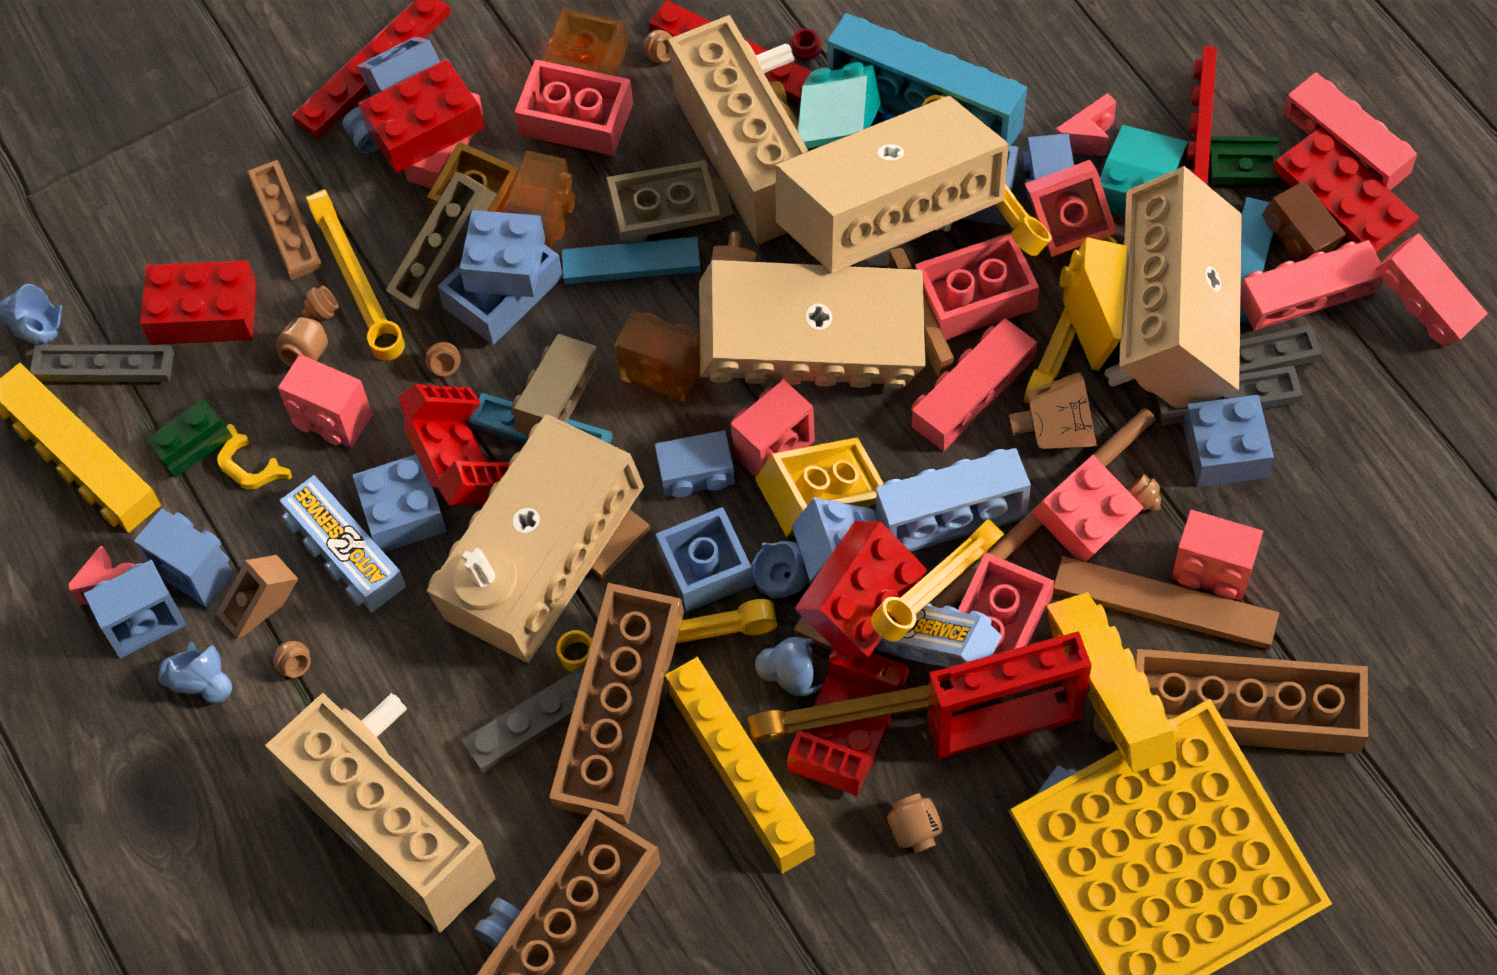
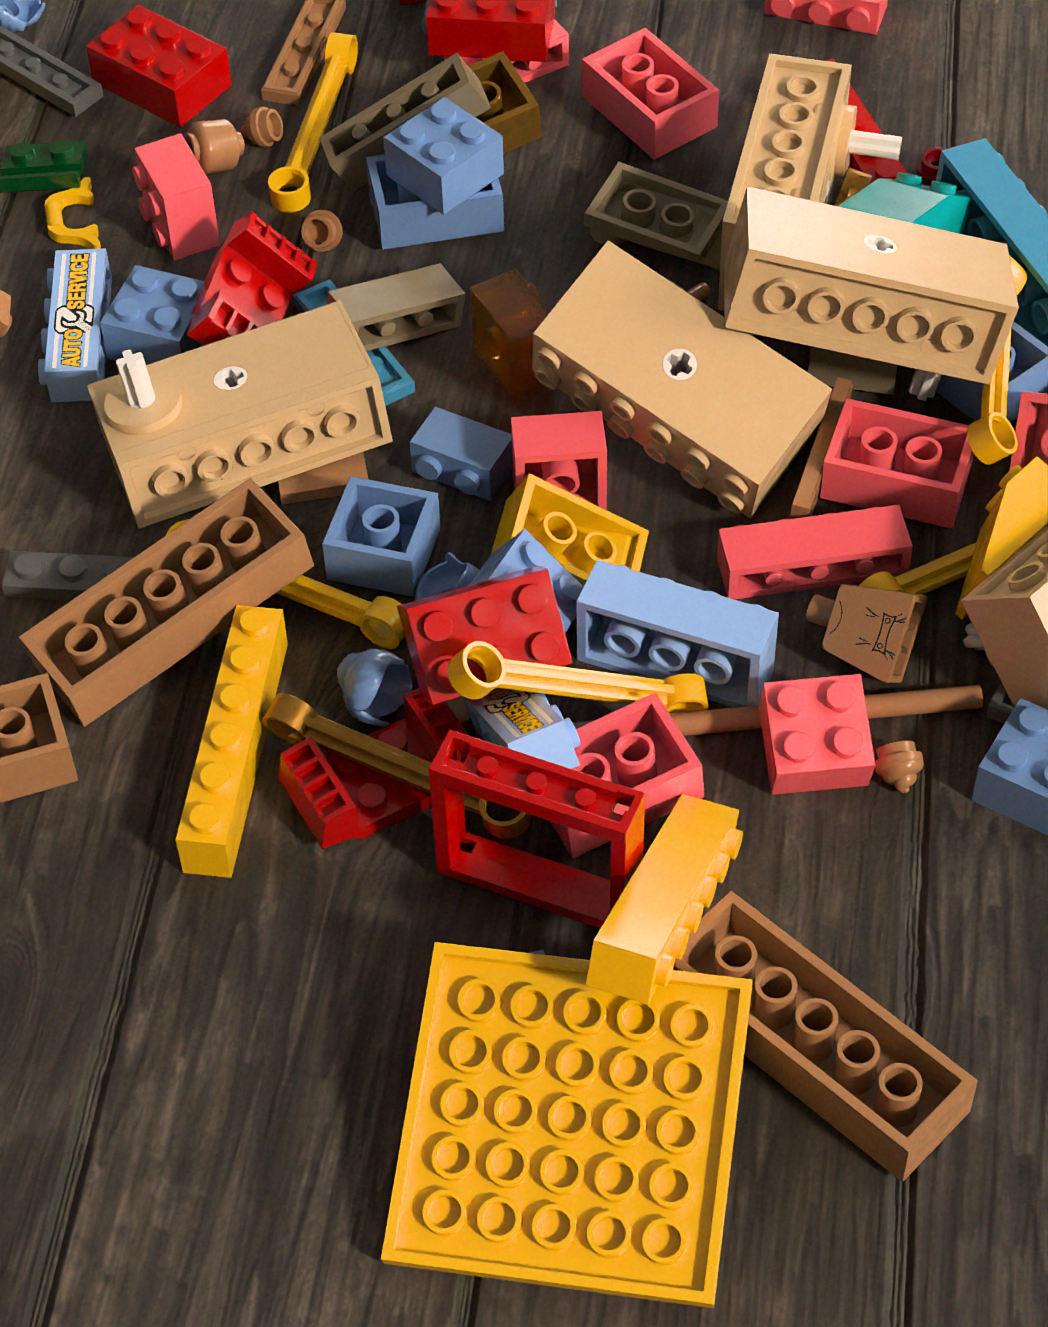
camera: 35 degrees right, 10 degrees down
(543, 191) = (539, 145): clear orange brick -> none
(588, 42) = (715, 47): clear orange brick -> none
(631, 260) = (557, 241): dark azure tile -> none
(915, 823) = (350, 909): medium nougat head -> none
(1167, 603) = (829, 889): medium nougat tile -> none
(1216, 555) = (914, 864): coral brick -> none

